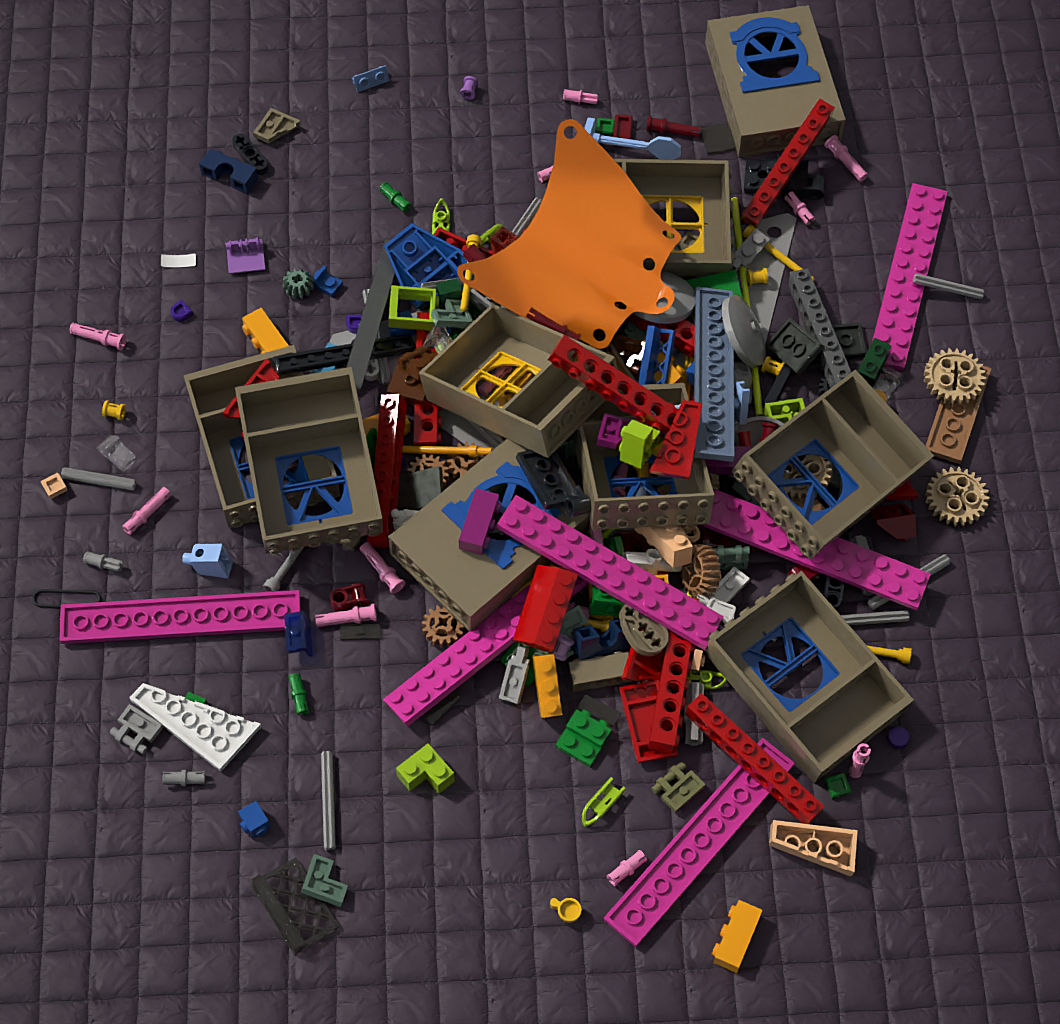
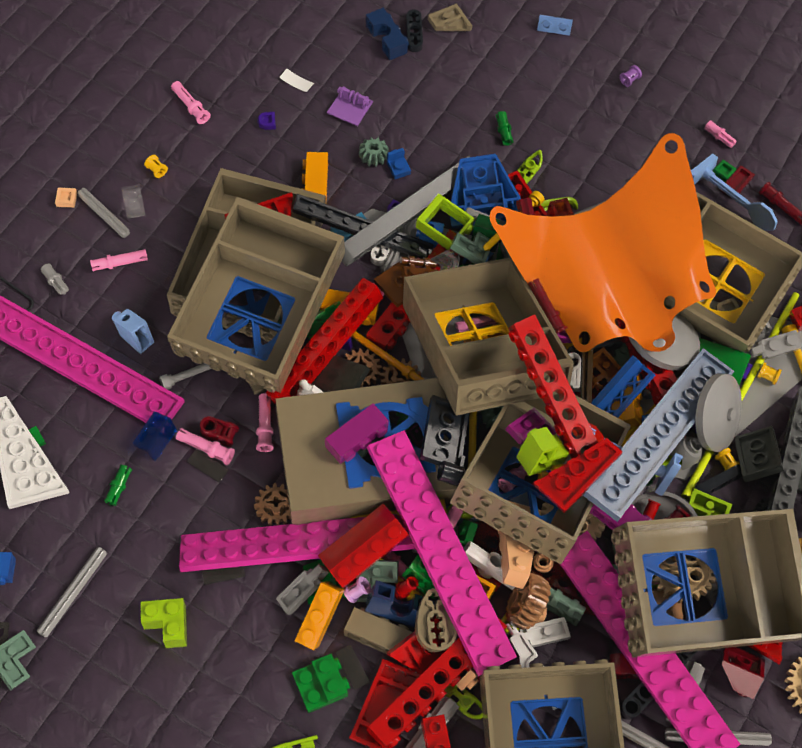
camera: 30 degrees right, 0 degrees up
(599, 620) = (405, 587): none -> red pin

